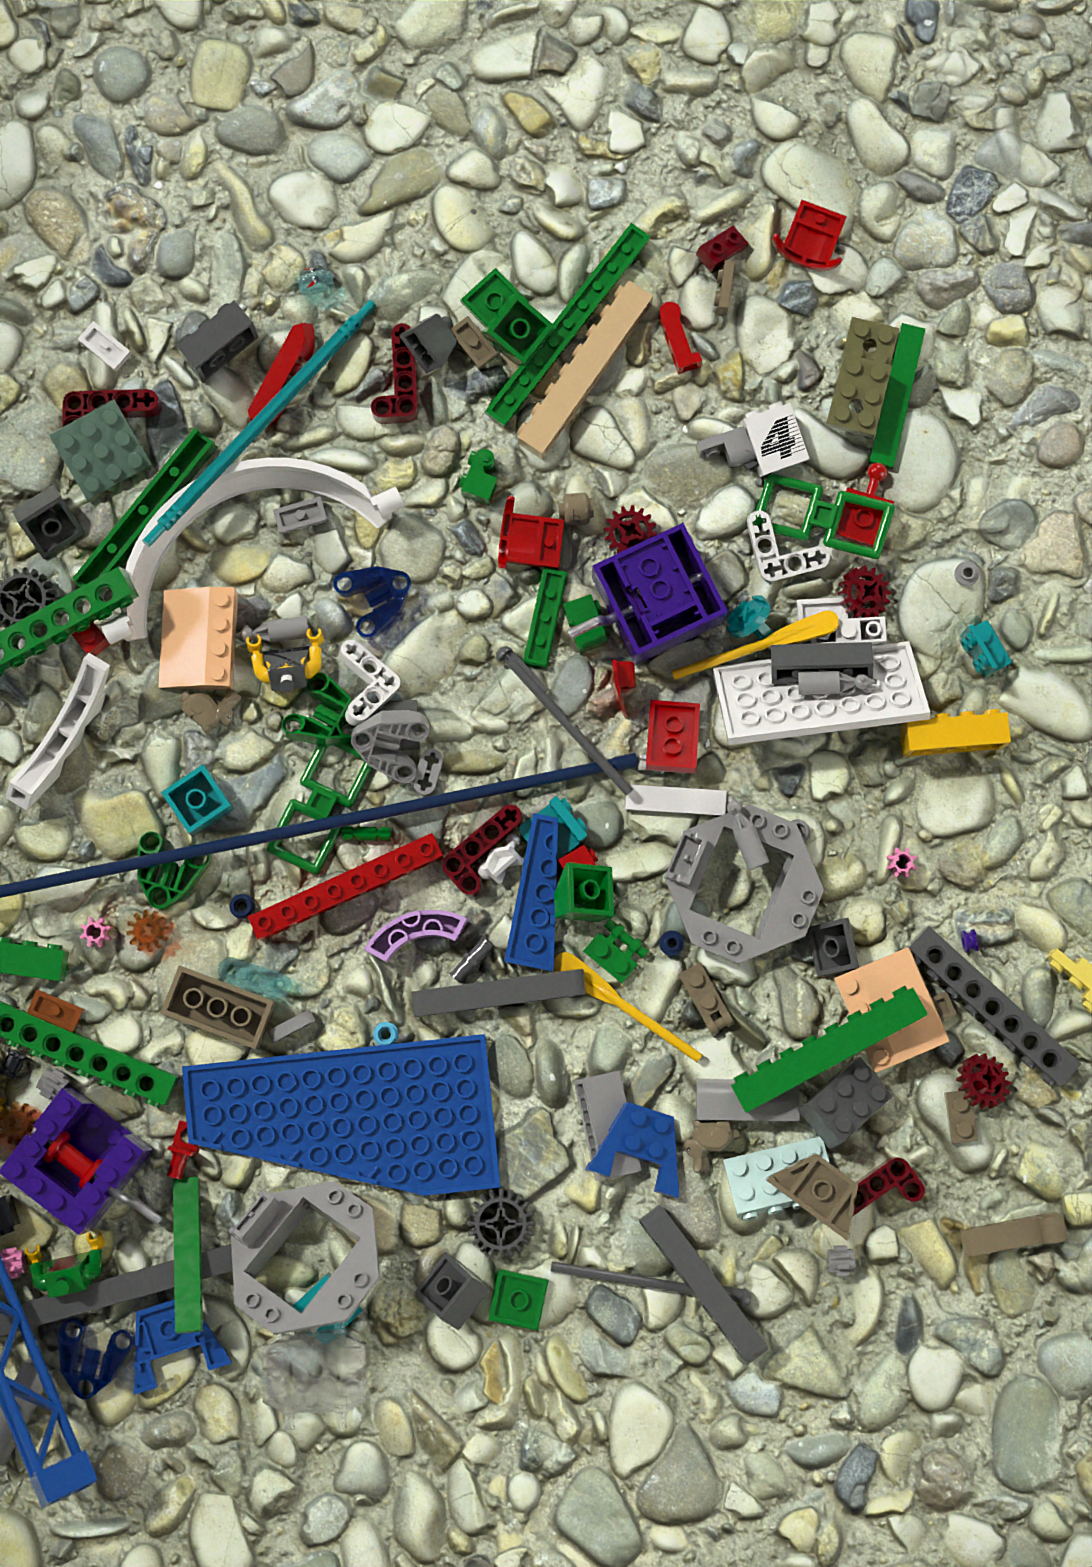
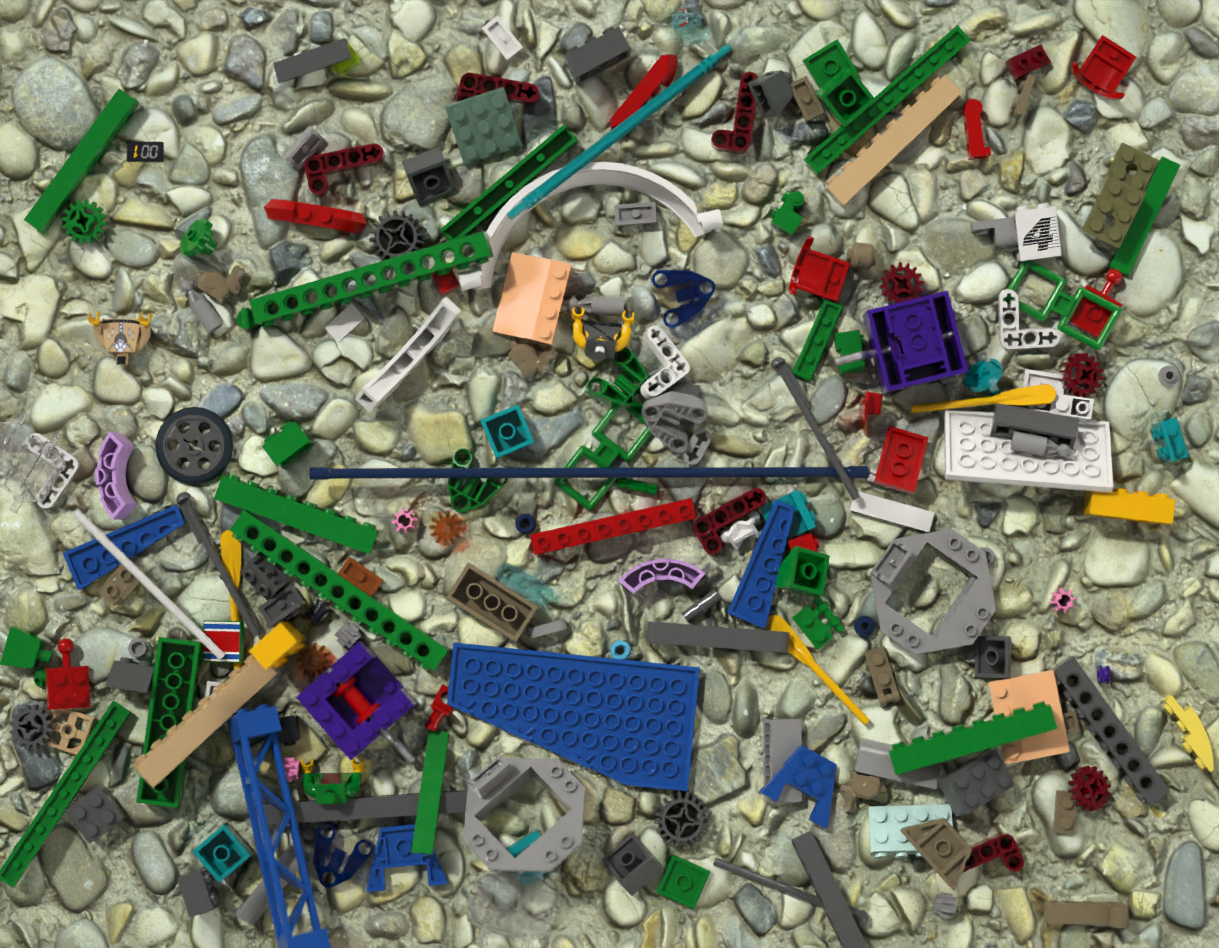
camera: 10 degrees right, 5 degrees up
(747, 837) = (943, 555): light grey wheel -> none

